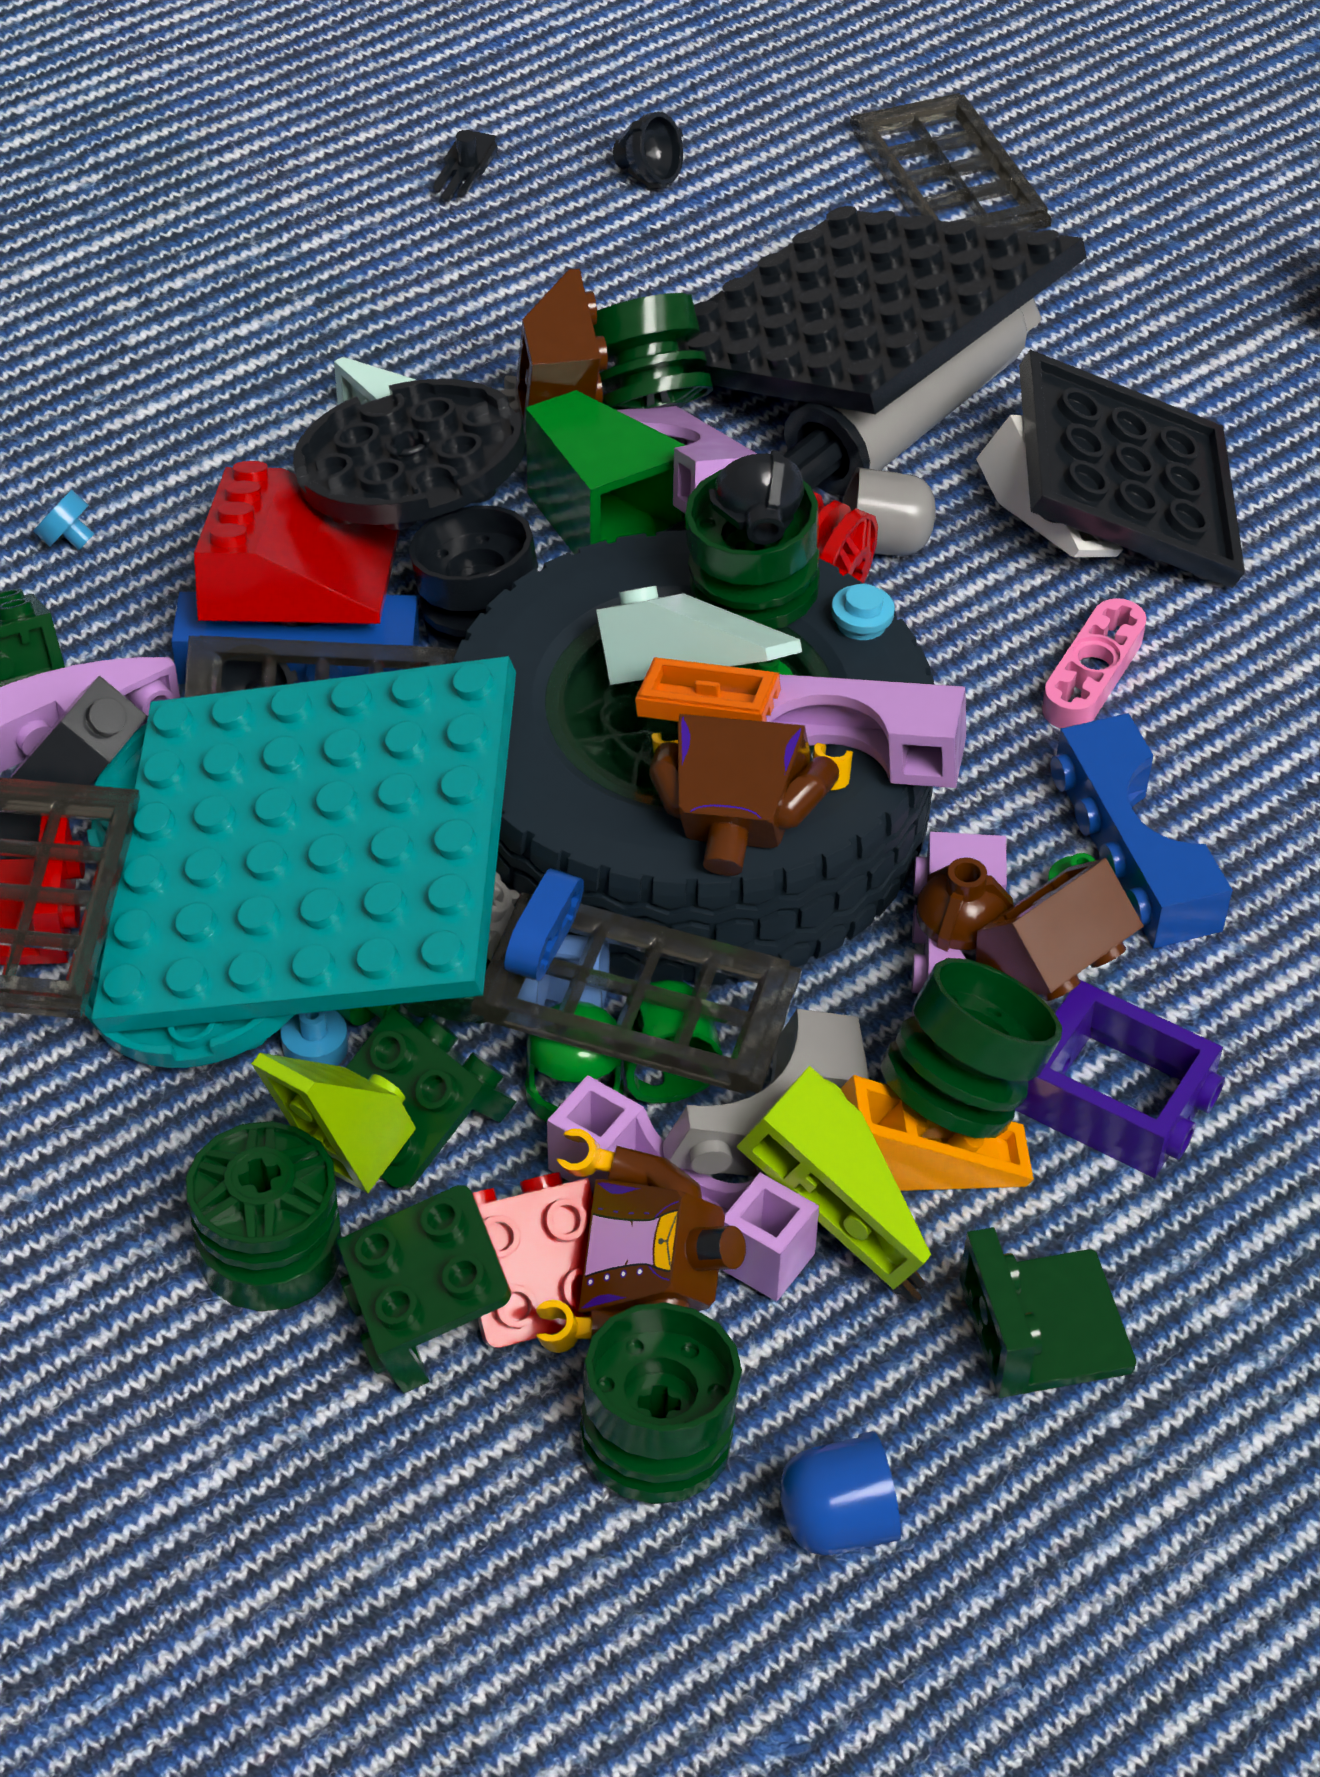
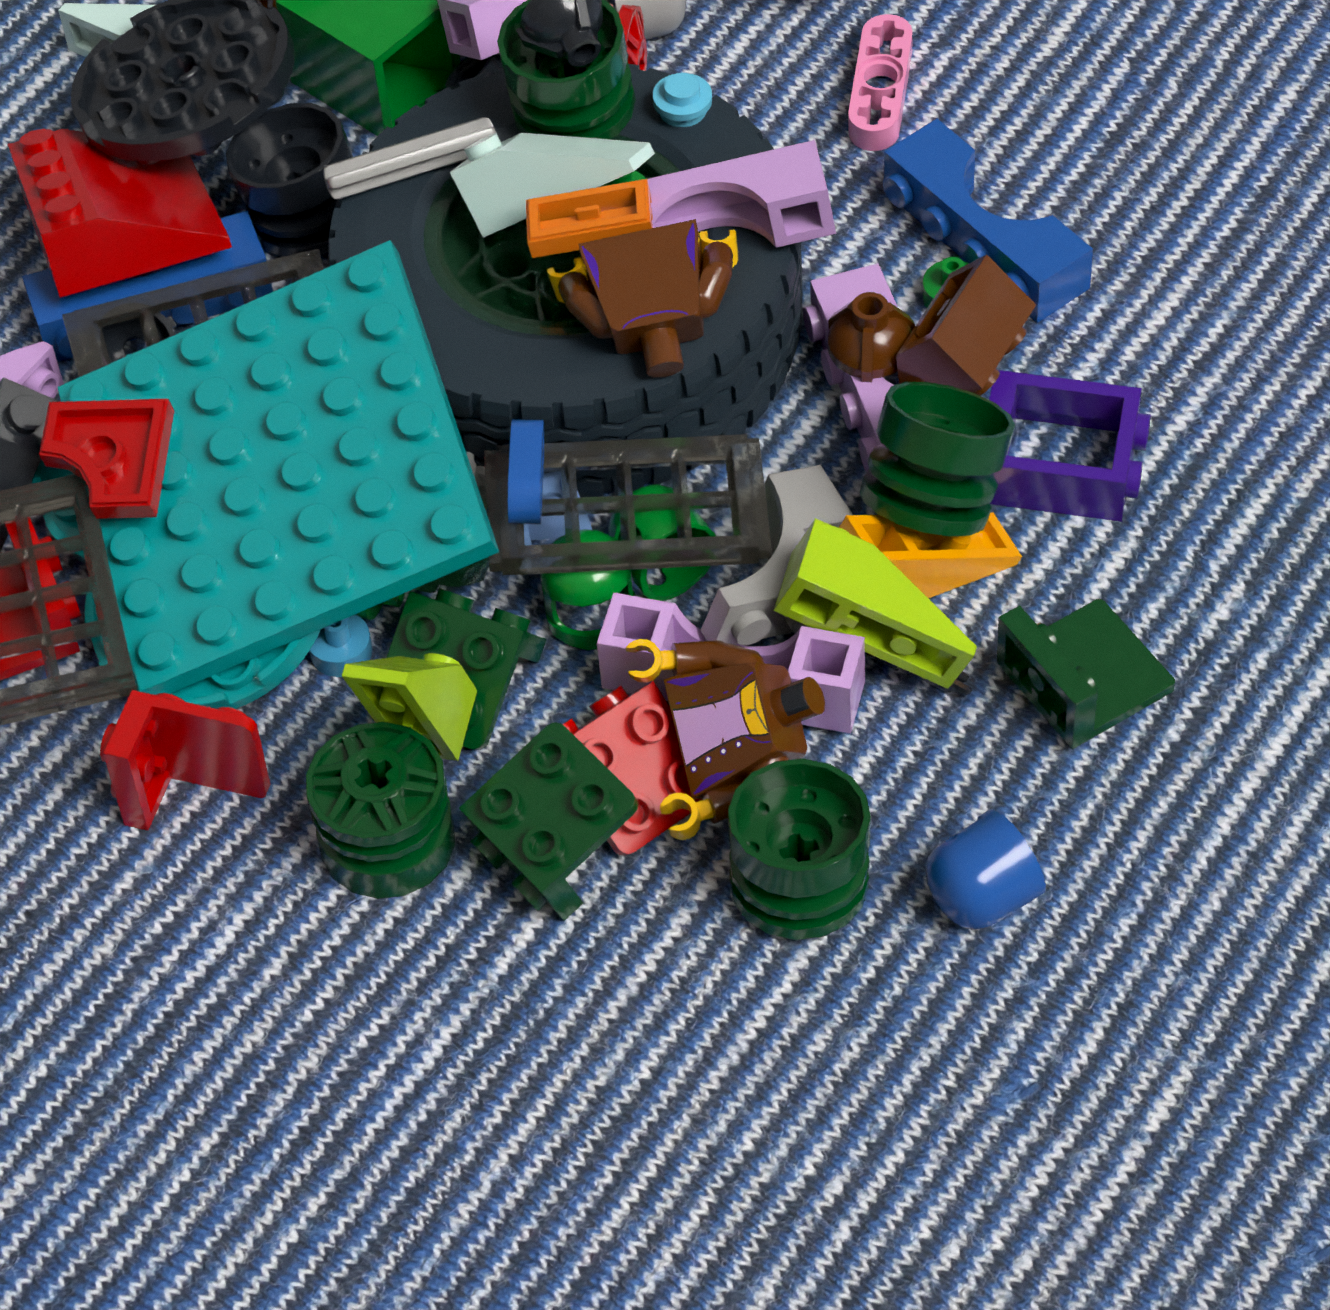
camera: 15 degrees left, 5 degrees up
(87, 1074) = (182, 741): none -> red bracket
(164, 776) = (114, 448): none -> red tile
(564, 586) = (404, 159): none -> light grey axle

